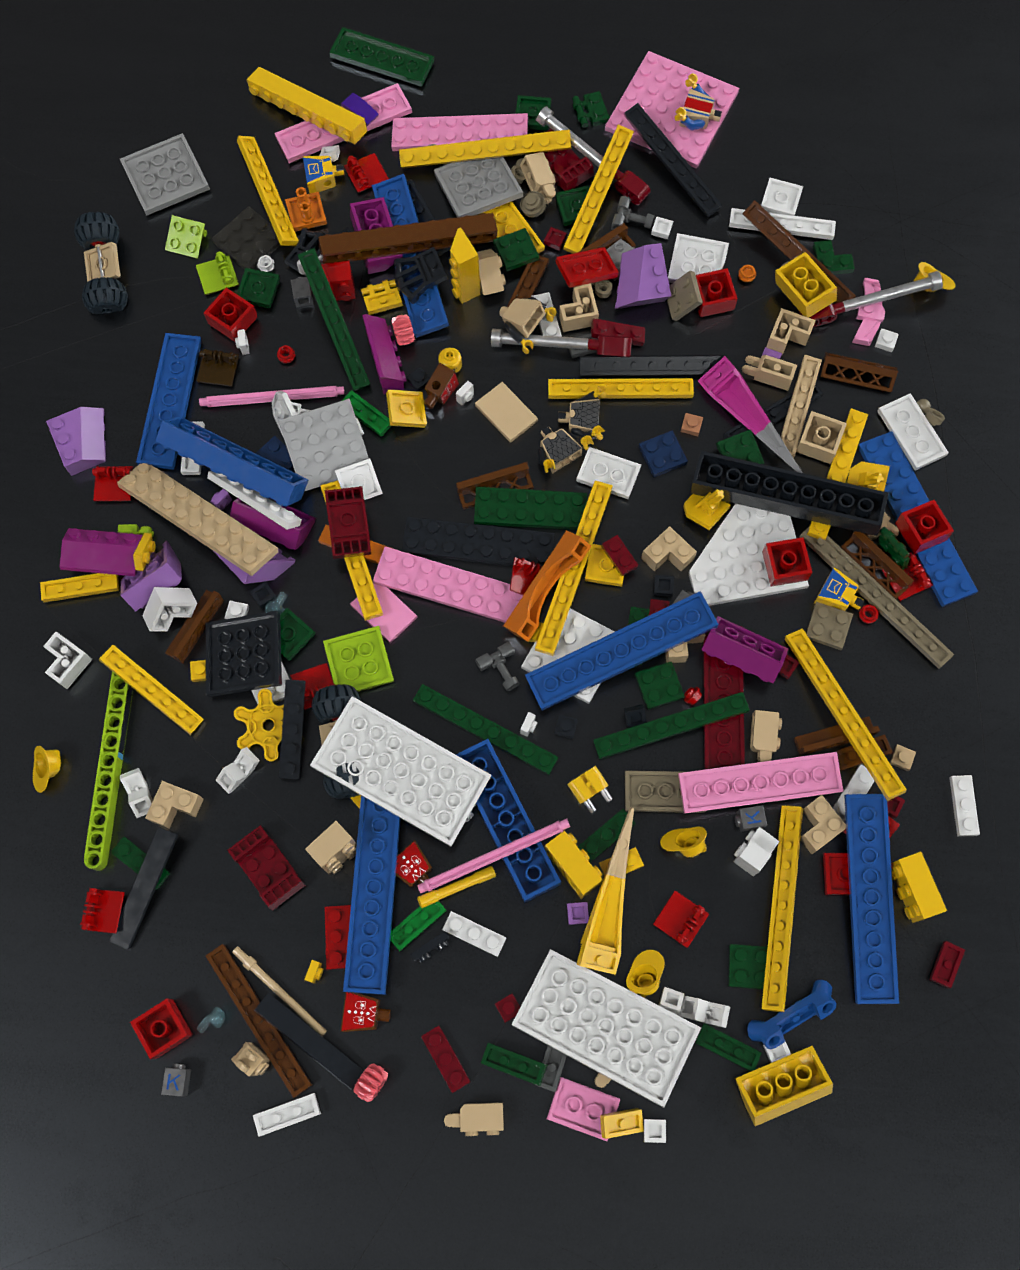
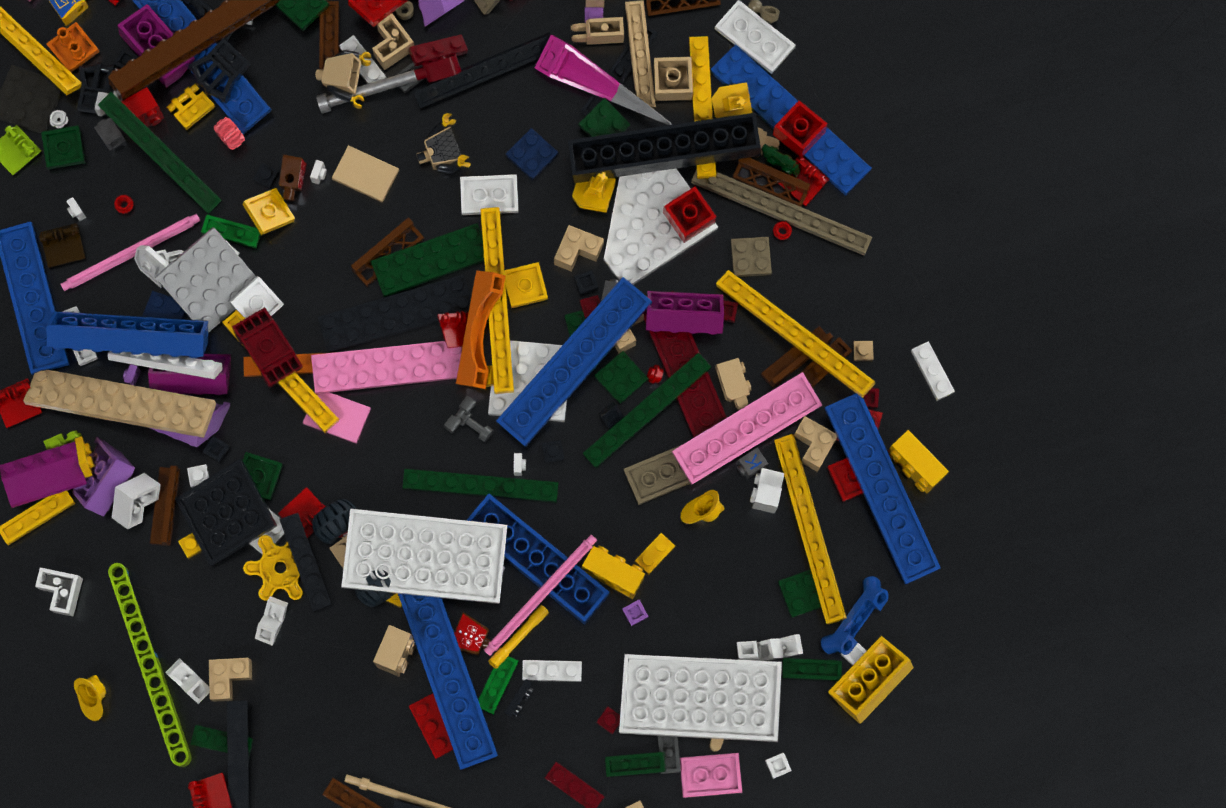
camera: 30 degrees left, 5 degrees up
(151, 689) = (156, 582): yellow plate -> none
(230, 313) = (50, 187): red brick -> none
(266, 867) = (340, 694): dark red plate -> none
(277, 605) = (233, 455): clear light blue plate -> none
(314, 972) = (426, 765): yellow plate -> none
(359, 659) = (336, 471): lime plate -> none
(362, 1013) = (484, 781): red torso -> none
(384, 353) = (221, 165): magenta slope -> none
(451, 358) = (289, 144): yellow head -> none
(464, 268) = (265, 49): yellow slope -> none
(489, 271) = (285, 37): tan brick -> none
(560, 448) = (433, 189): torso -> none
(588, 785) = (595, 497): yellow piece -> none
(603, 931) = (664, 618): yellow plate -> none
(604, 836) = (631, 532): dark green plate -> none
(619, 555) = (533, 271): dark red plate -> none
(621, 1123) = (748, 771): yellow plate -> none
(622, 388) = (465, 105): yellow plate -> none
(646, 973) = (716, 637): yellow piece -> none
(681, 919) = (727, 578): red hinge -> none
(691, 424) = (547, 113): nougat plate -> none
(839, 592) = (748, 221): torso -> none
(858, 784) = (833, 393): white plate -> none
(947, 964) = (969, 517): dark red plate -> none

